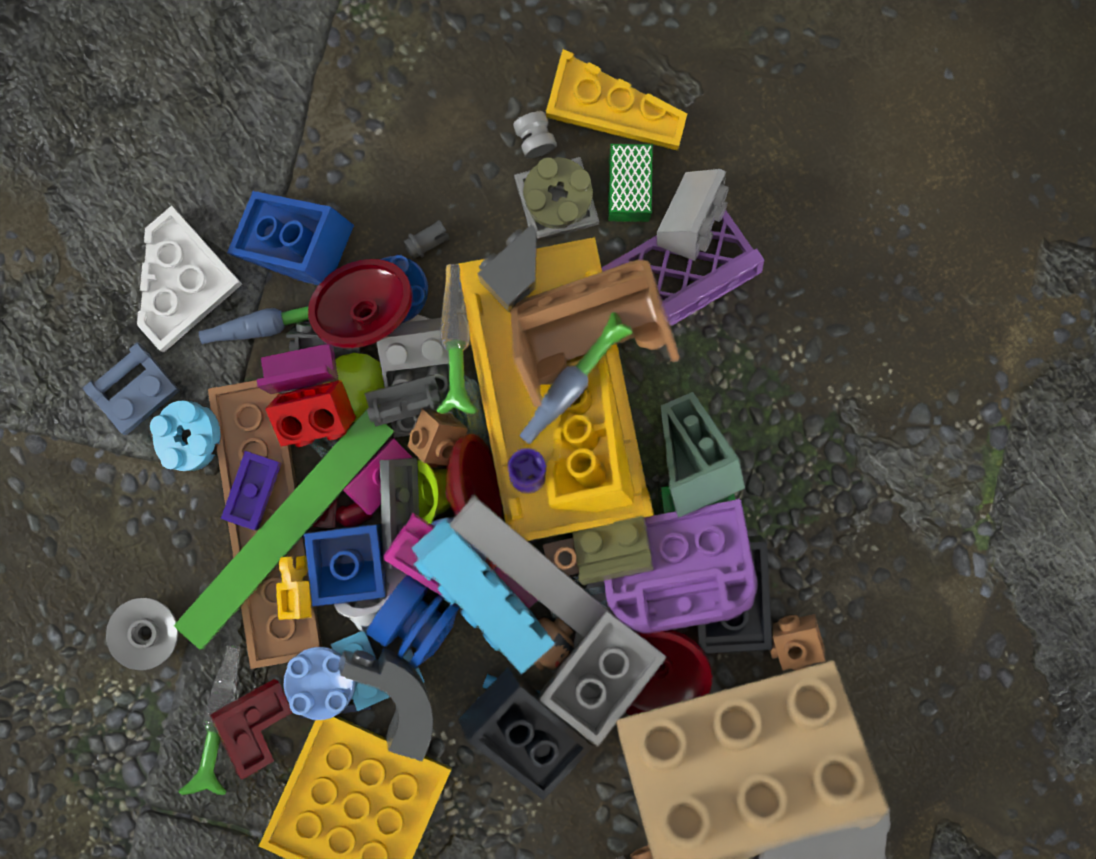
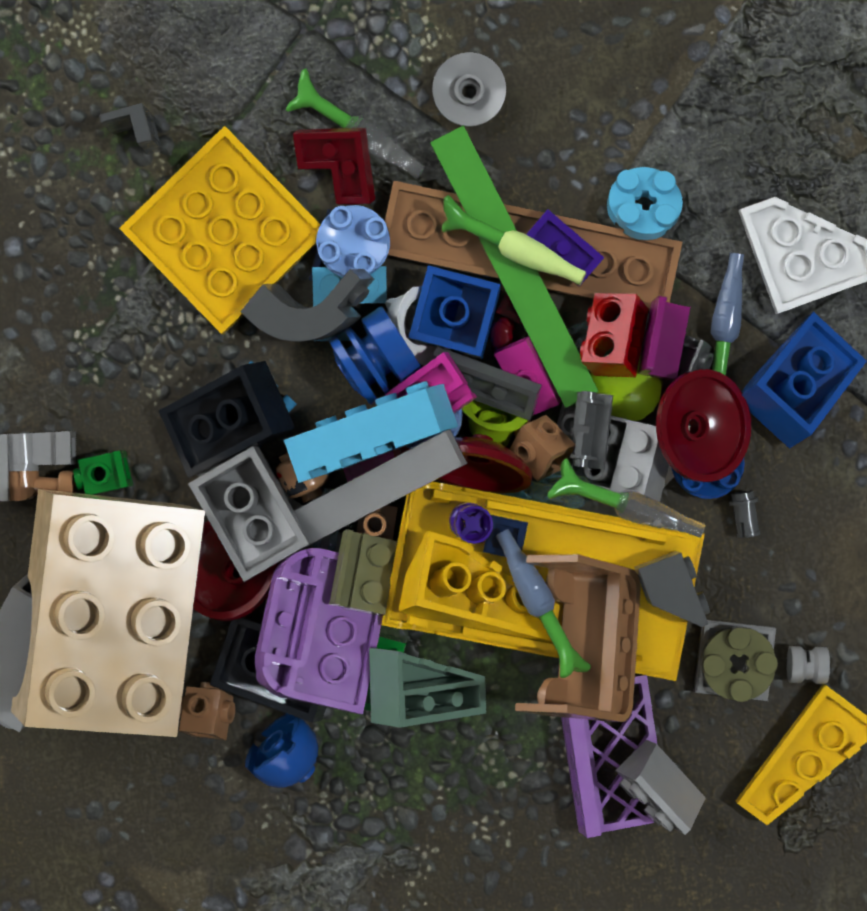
camera: 110 degrees right, 5 degrees up
(139, 397) = (702, 169): sand blue plate -> none
(263, 537) = (512, 244): none -> yellowish green piece
(293, 593) = (447, 251): yellow plate -> none
(516, 426) = (500, 524): none -> dark blue tile
(614, 815) = (116, 468): none -> green brick
(630, 182) = (720, 739): green panel -> none
(804, 554) = (285, 754): none -> blue cylinder

